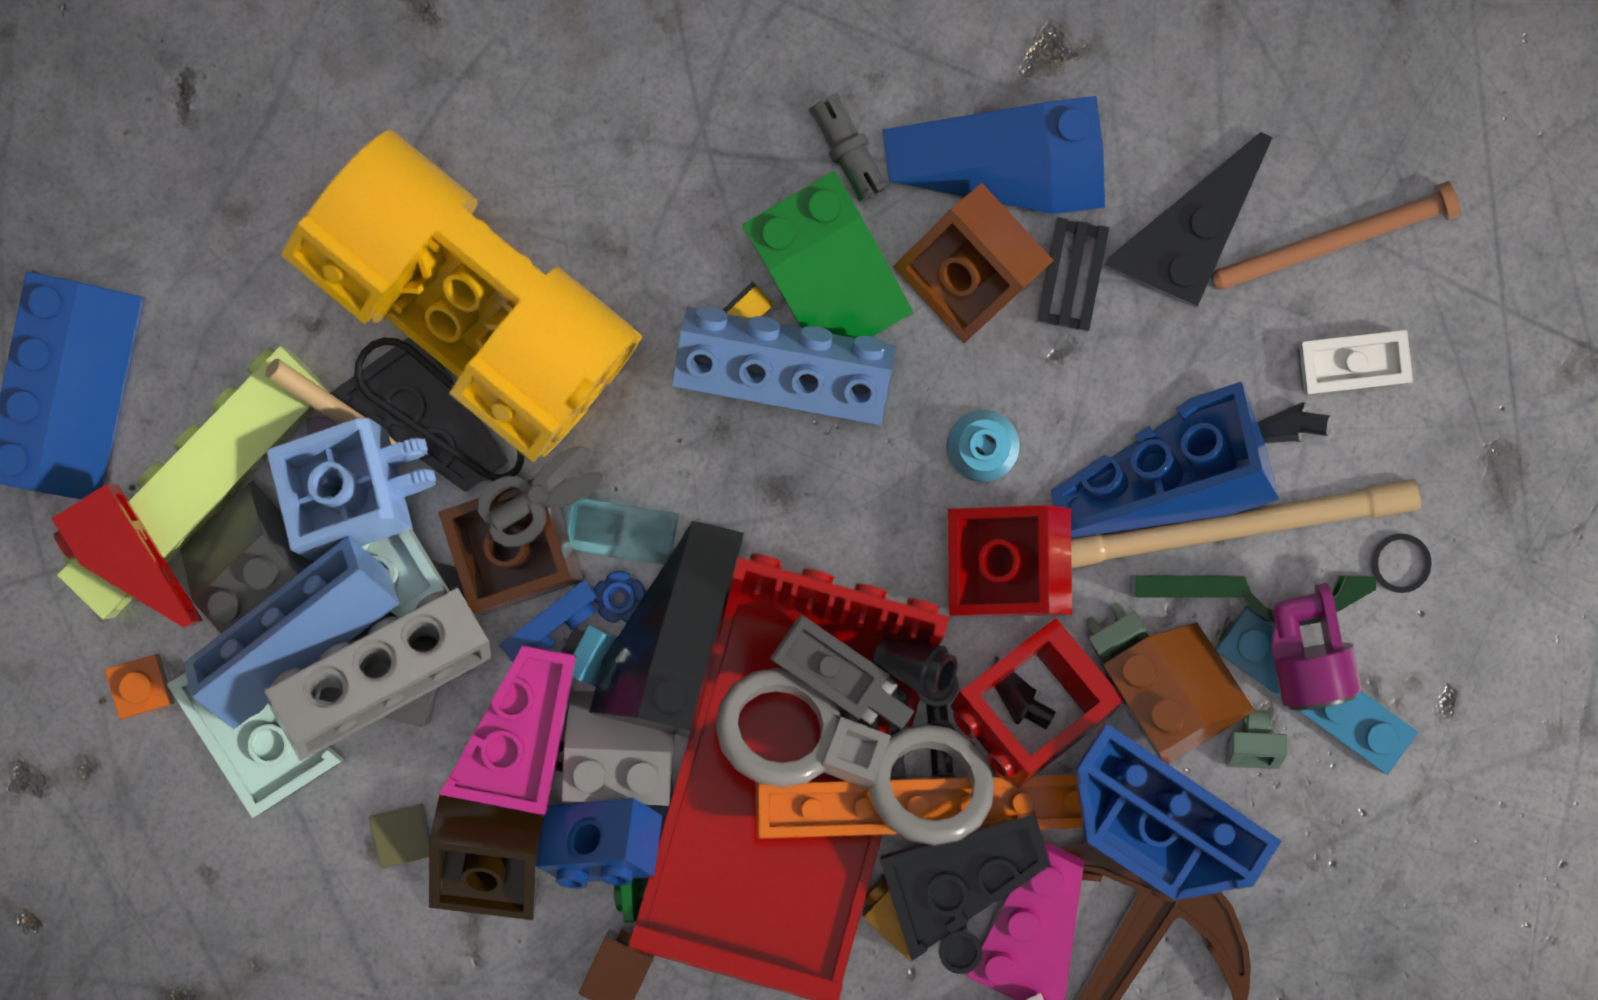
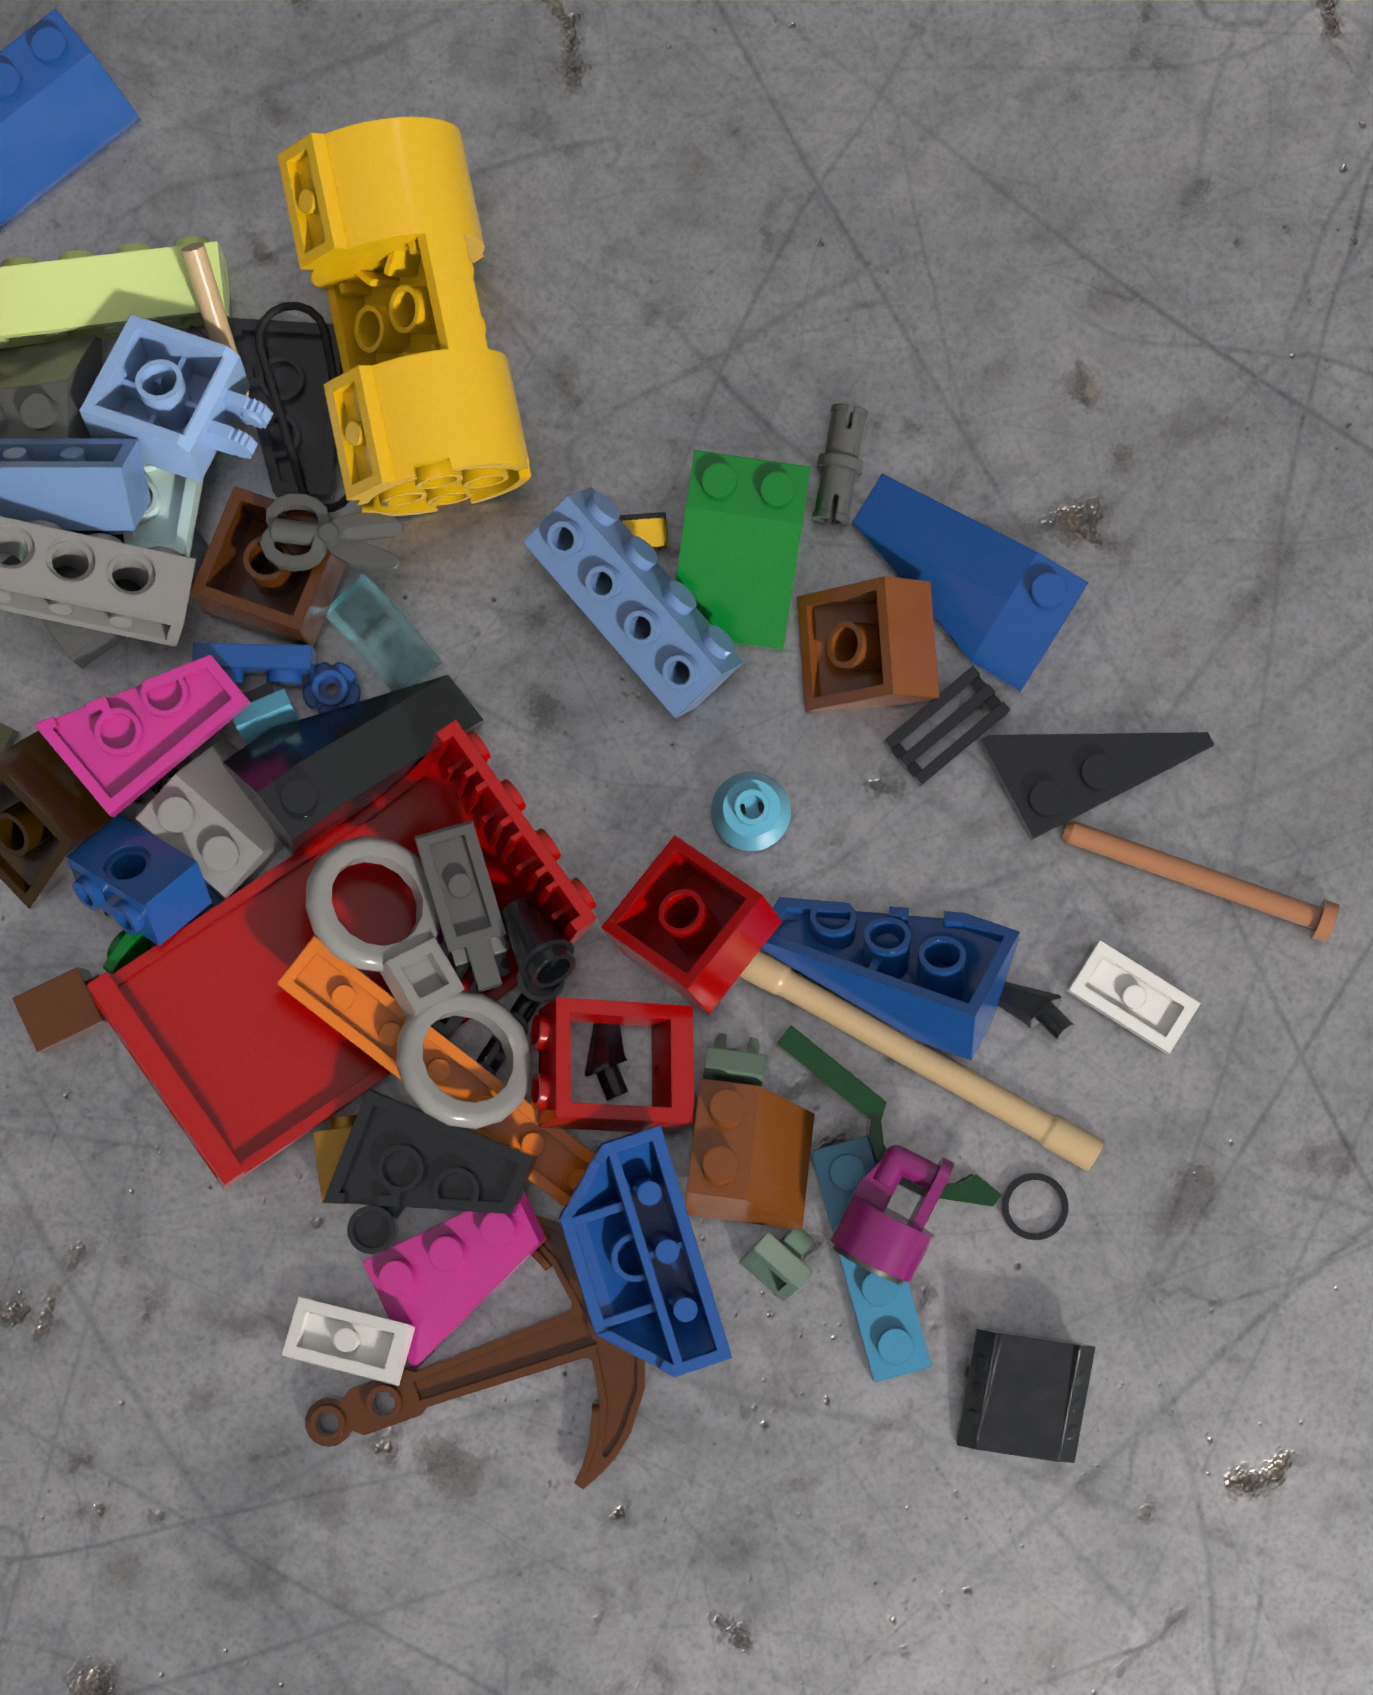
camera: 40 degrees right, 5 degrees down
(1498, 699) = (1025, 1395): none -> black slope

